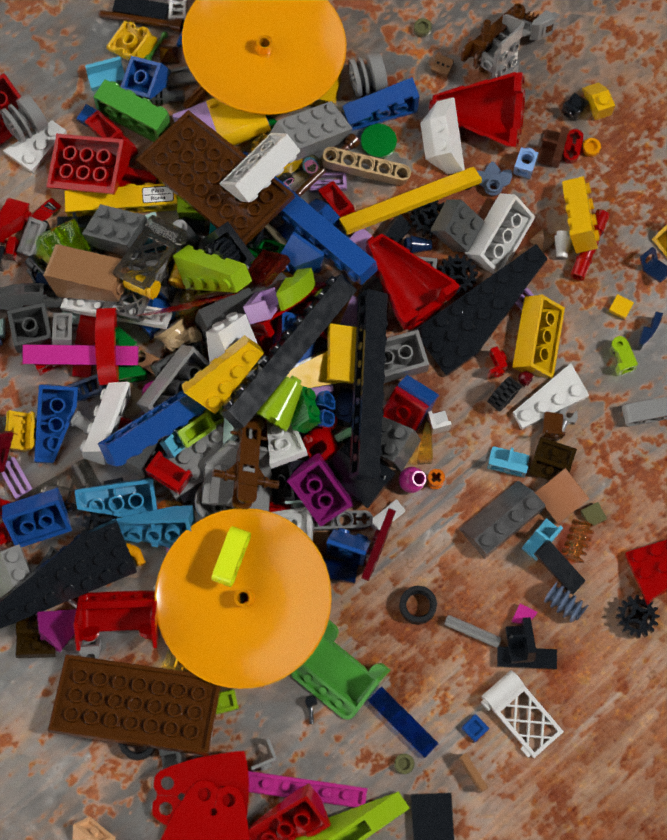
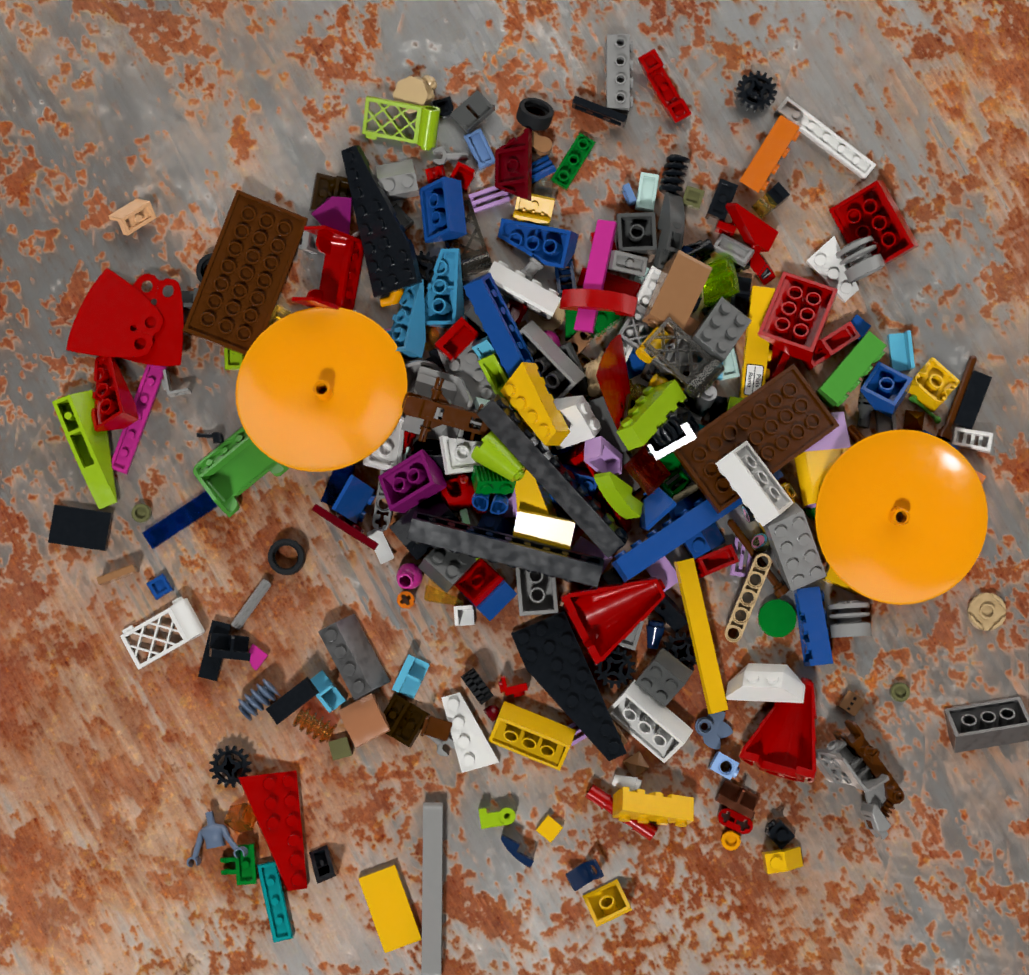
camera: 100 degrees right, 10 degrees up
(231, 556) = (359, 383): neon yellow beam -> none

